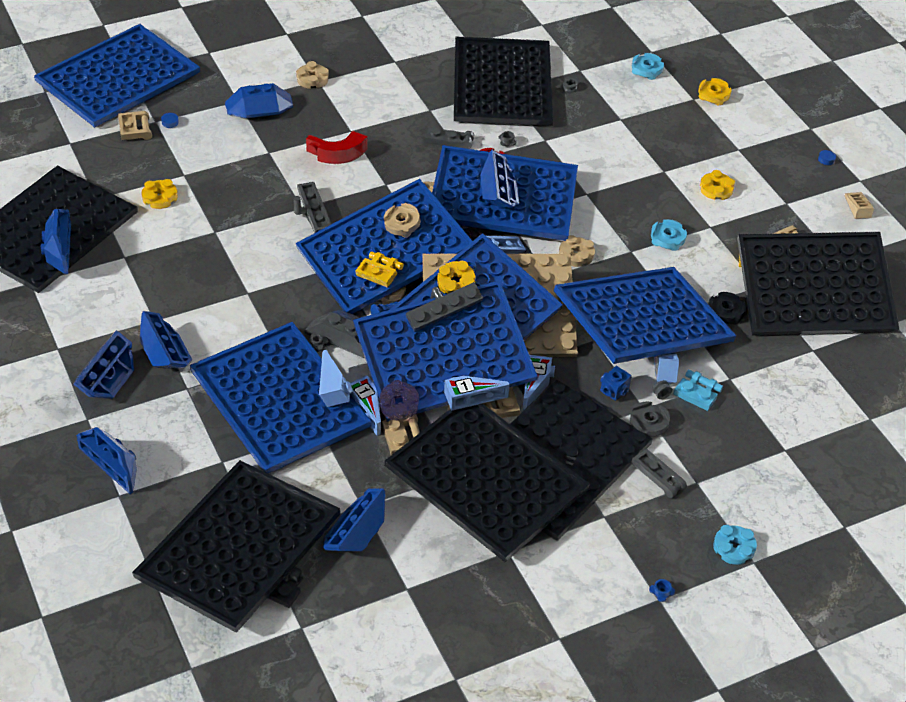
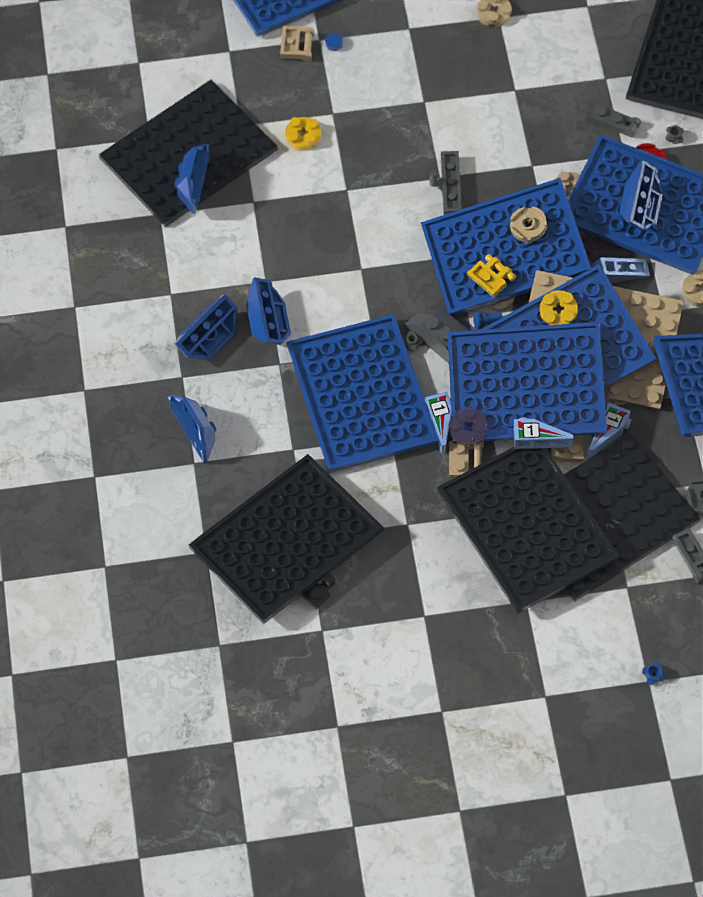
camera: 20 degrees right, 15 degrees up
(258, 101) = (429, 37): blue wedge -> none
(333, 385) = (412, 395): light blue slope -> none
(340, 151) = (494, 117): red arch -> none
(358, 523) = (395, 544): blue wedge -> none
(443, 306) = (536, 338): dark grey plate -> none
(615, 383) = (684, 452): blue brick -> none

